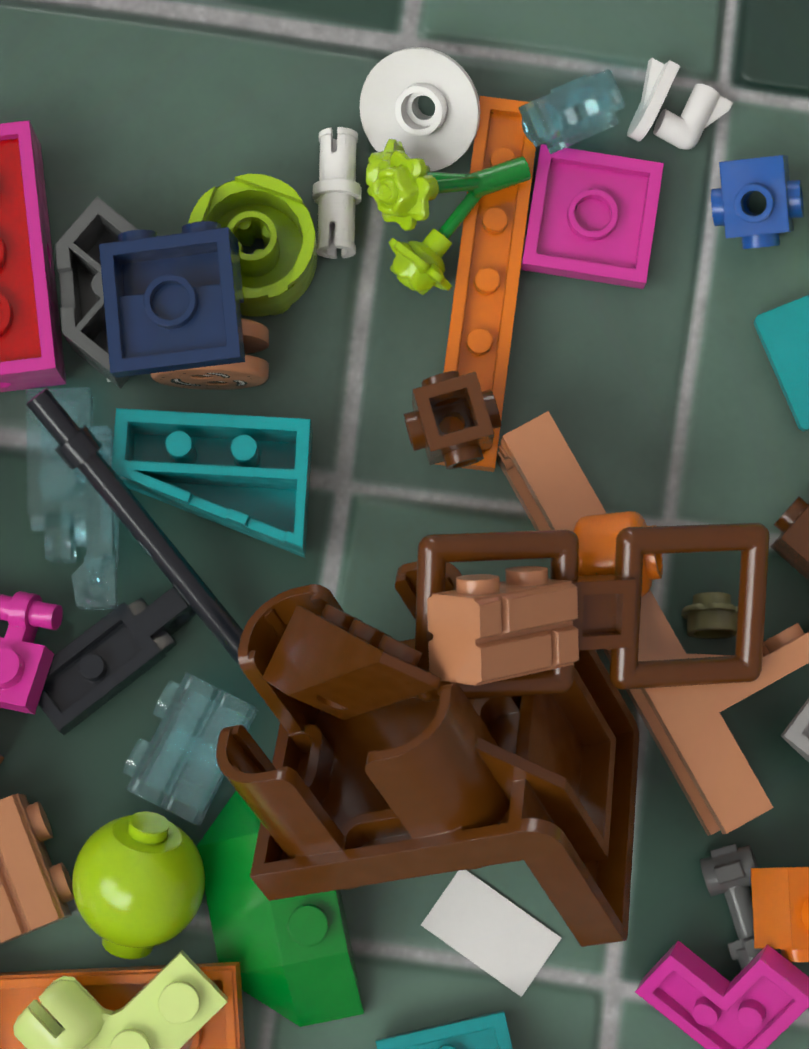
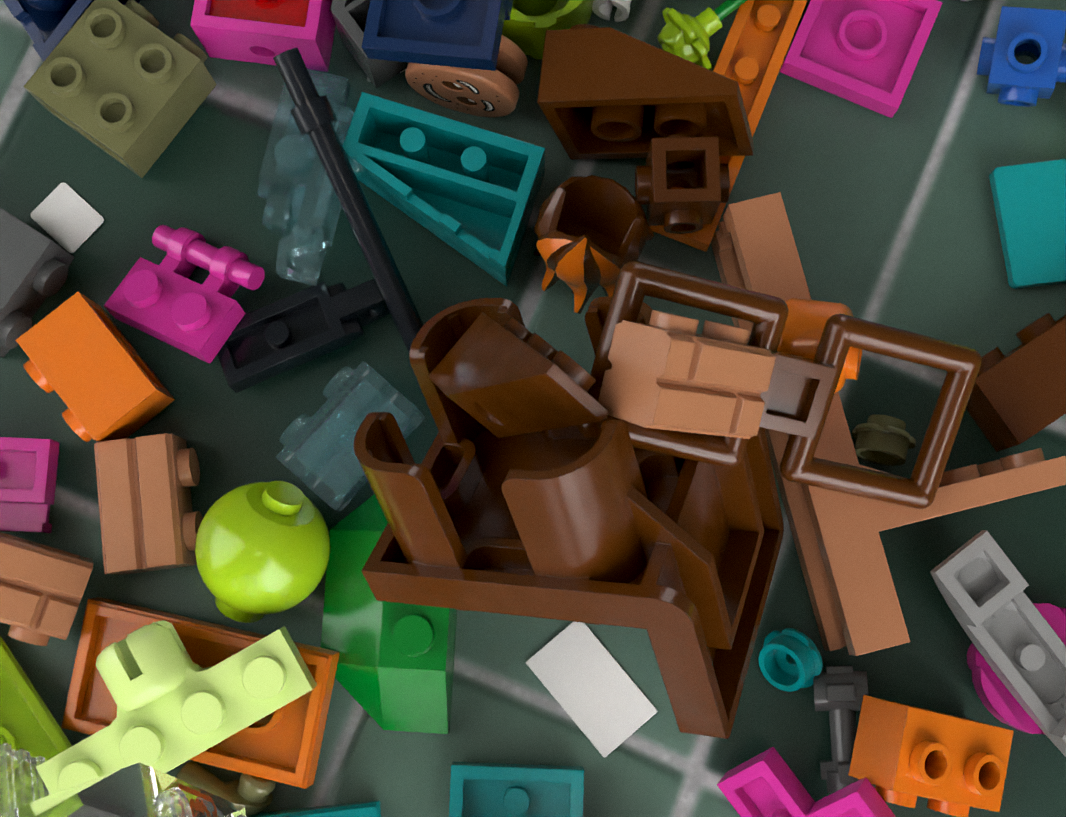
camera: 20 degrees right, 0 degrees up
(371, 350) = (618, 93): none -> reddish brown slope
(377, 492) = (588, 235): none -> reddish brown hair
(674, 854) = (789, 660): none -> teal plate

